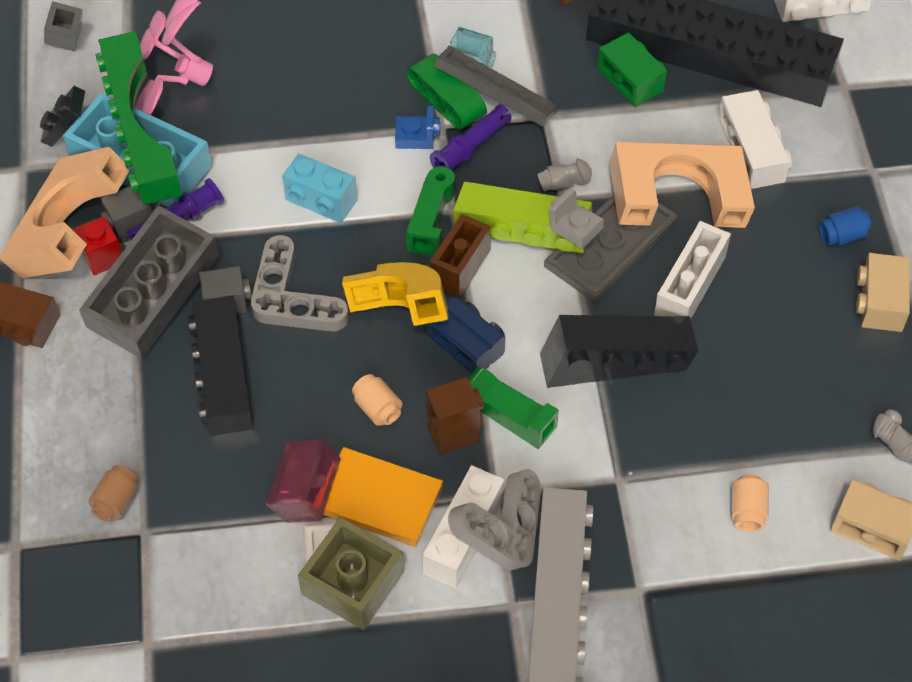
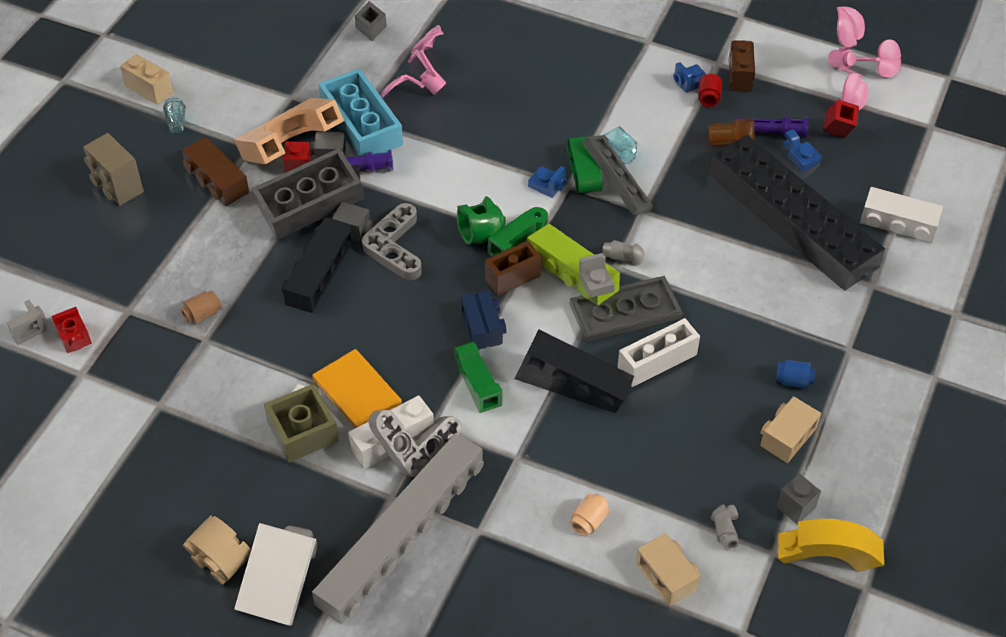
camera: 30 degrees right, 5 degrees down
(64, 114) = (330, 71): black plate -> none
(151, 162) = (380, 58): green arch -> none
(303, 481) = (314, 355): clear pink brick -> none
(320, 188) = (455, 184): medium azure brick -> none
(377, 400) = (396, 331): light nougat brick -> none
(381, 218) = (479, 221): none -> green piece
(399, 285) = (459, 268): yellow arch -> none
(454, 415) = (432, 361): reddish brown brick -> none
(461, 147) = (568, 203): dark purple pin -> none
(632, 69) = (722, 205): green brick -> none
(715, 168) = (676, 267): light nougat arch -> none
(749, 125) = (774, 288): white brick -> none

